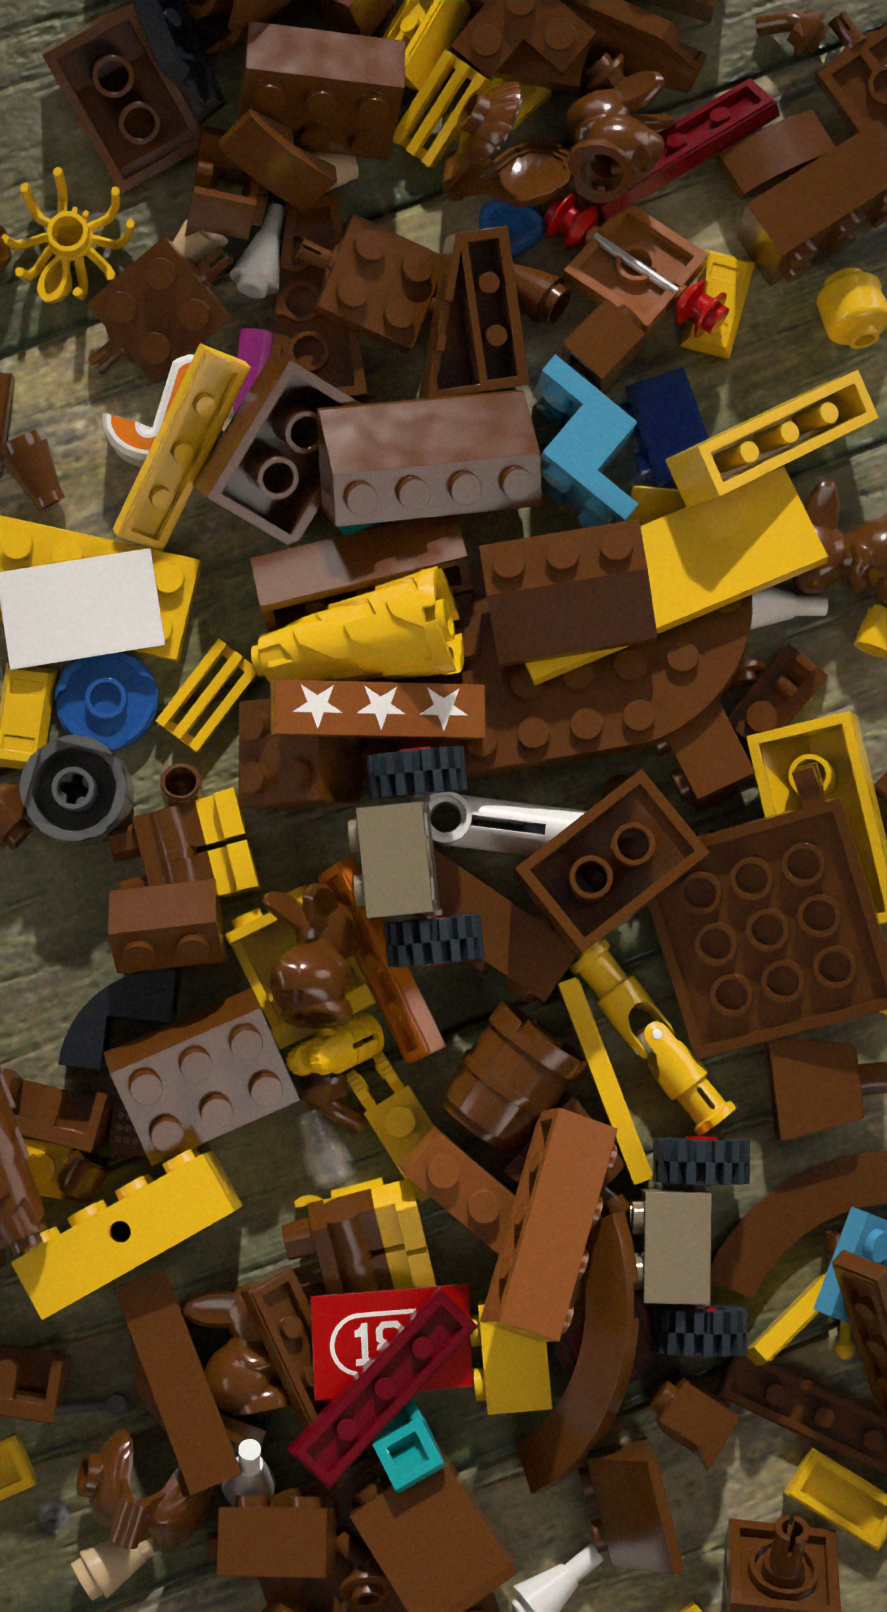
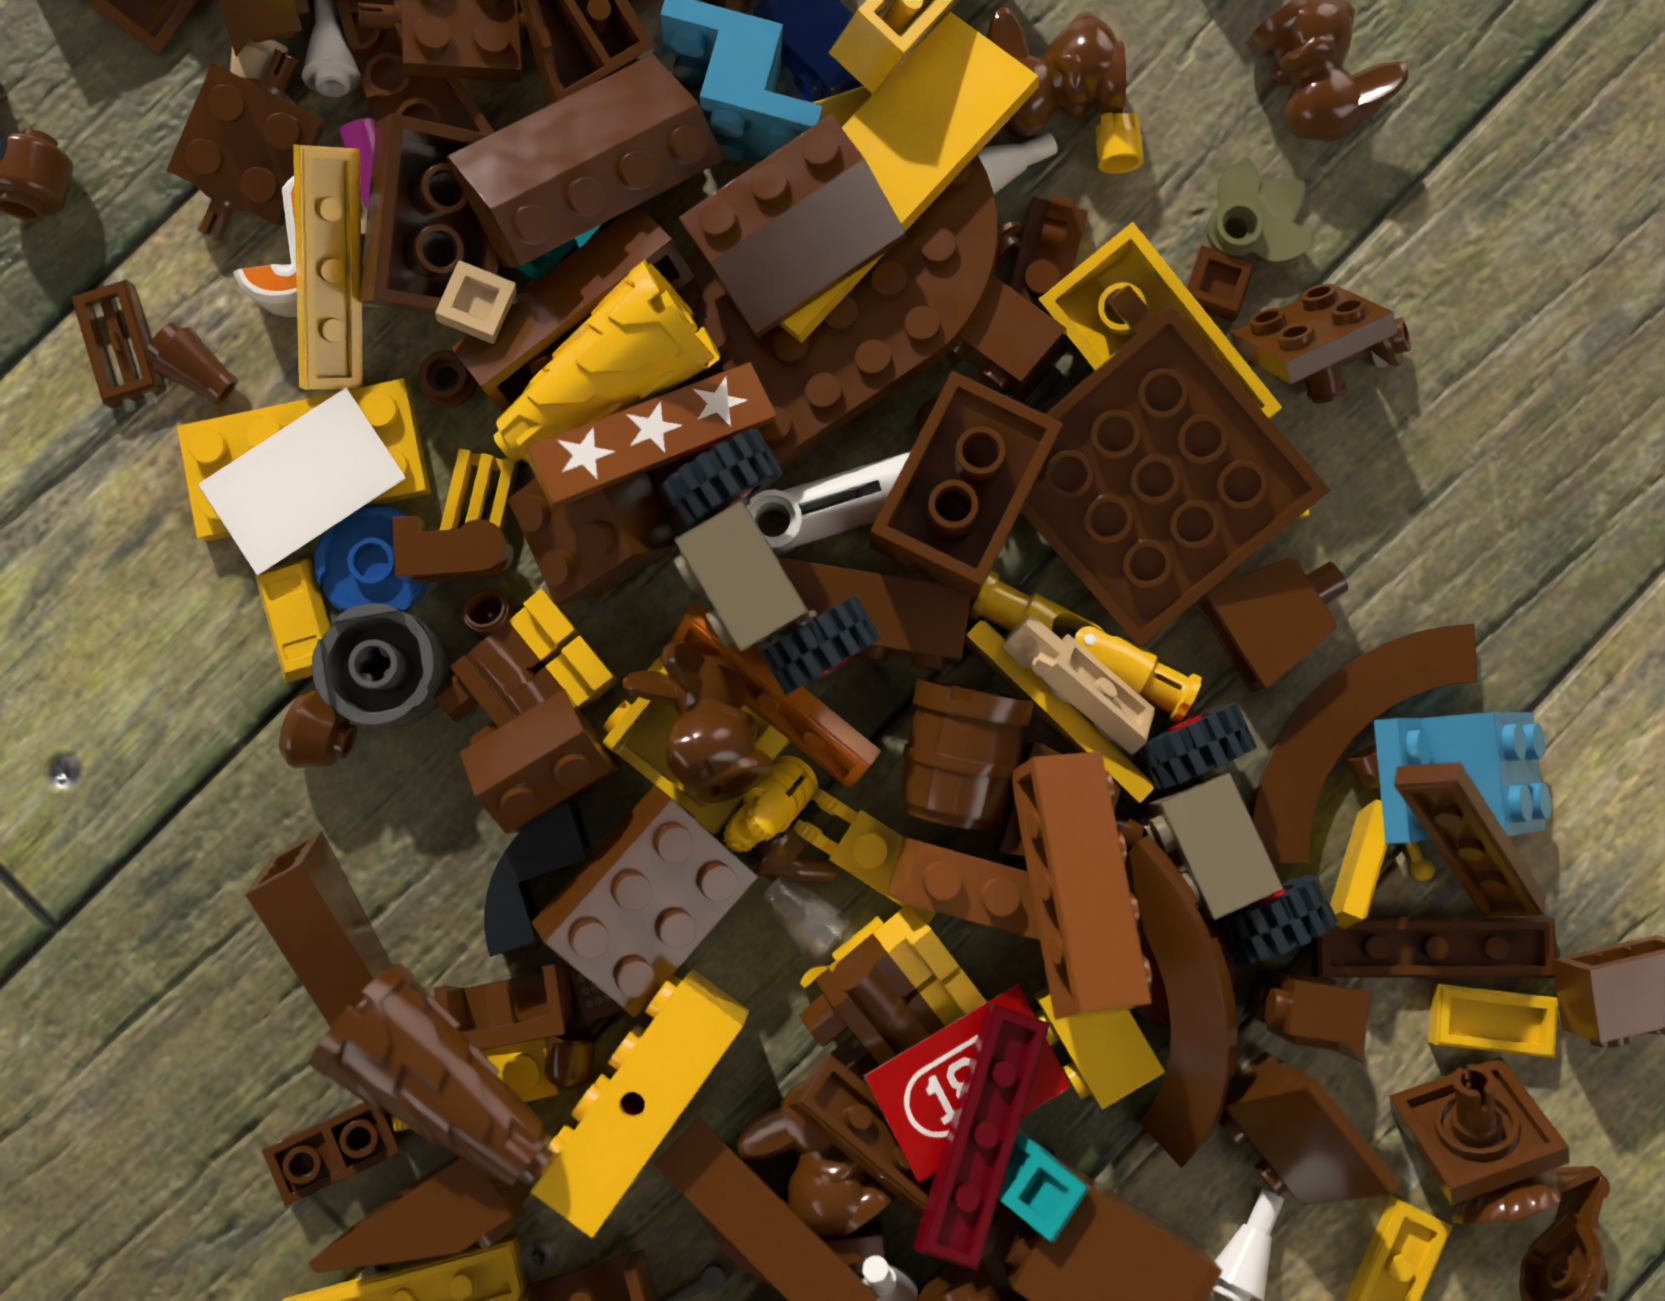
camera: 30 degrees left, 0 degrees up
(69, 240) = (123, 118): yellow animal -> none
(189, 731) = (464, 553): none -> reddish brown leg
(222, 565) = (431, 373): none -> reddish brown plate
(287, 535) = (476, 302): none -> tan plate
(634, 1067) = (1083, 681): none -> tan hinge

